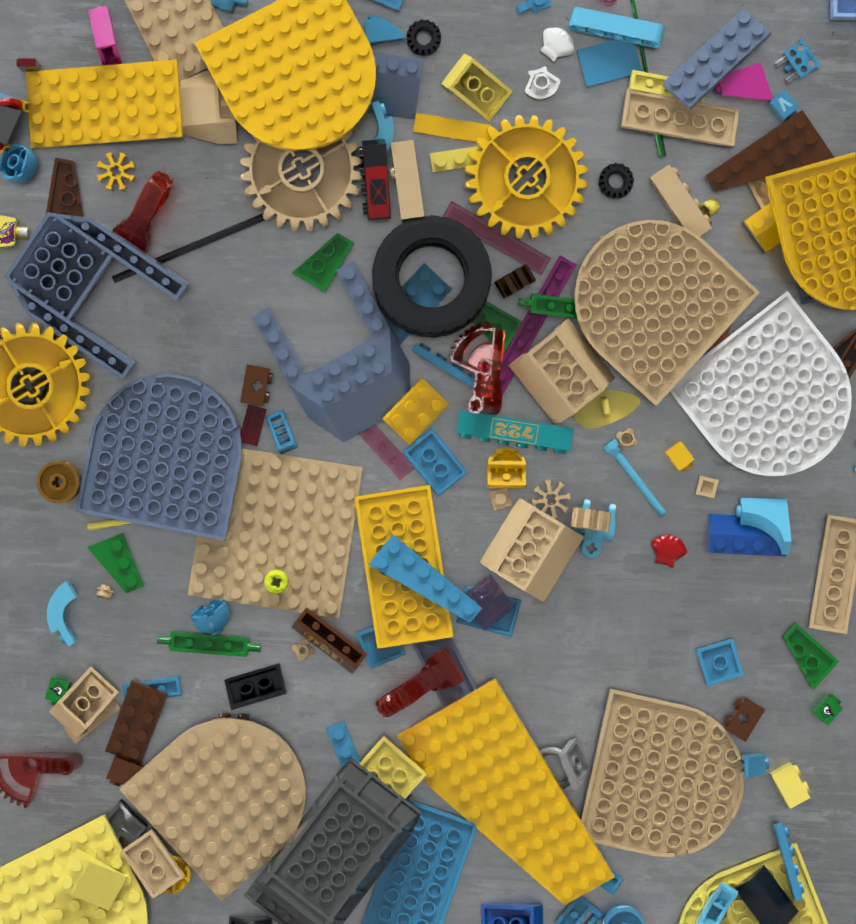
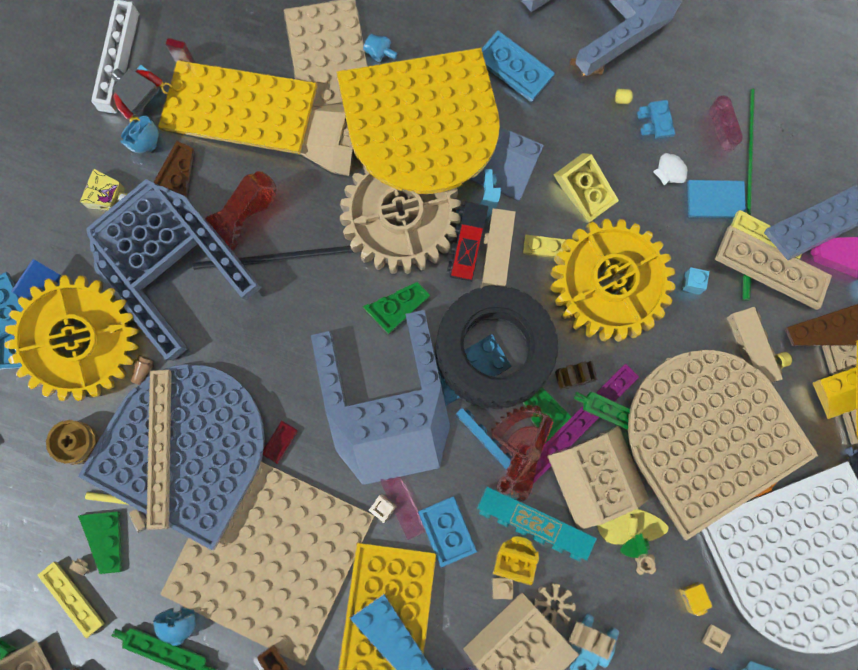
camera: 15 degrees right, 10 degrees down
(56, 612) = (23, 575): medium azure arch -> none
(98, 394) = (141, 369): none -> medium nougat cone
(105, 36) = (258, 47): slope -> none
(107, 622) = (71, 599): none -> light yellow plate
(110, 174) = (220, 172): yellow gear -> none
(144, 463) = (159, 450): none -> tan tile
(145, 535) = (138, 520): none -> tan plate
(252, 375) = (293, 394): reddish brown brick -> none
(269, 579) = (247, 615): neon yellow piece -> none
(289, 446) = (304, 474): dark azure slope -> none
(368, 458) = (382, 508): none -> tan tile
(382, 31) = (513, 114): dark azure slope -> none
(415, 411) = (442, 475): yellow plate -> none
(427, 26) = (551, 120): black tyre -> none
(450, 128) = (549, 216): yellow tile -> none
(506, 244) = (575, 339): clear pink tile -> none
(541, 84) = (647, 201): white animal -> none
(607, 153) = (695, 280): none -> medium azure brick
(612, 426) = (636, 547): none -> green plate
(613, 448) = (629, 569): medium azure piece -> none
(616, 27) = (733, 169): medium azure beam -> none
(624, 172) = (707, 305): black tyre -> none

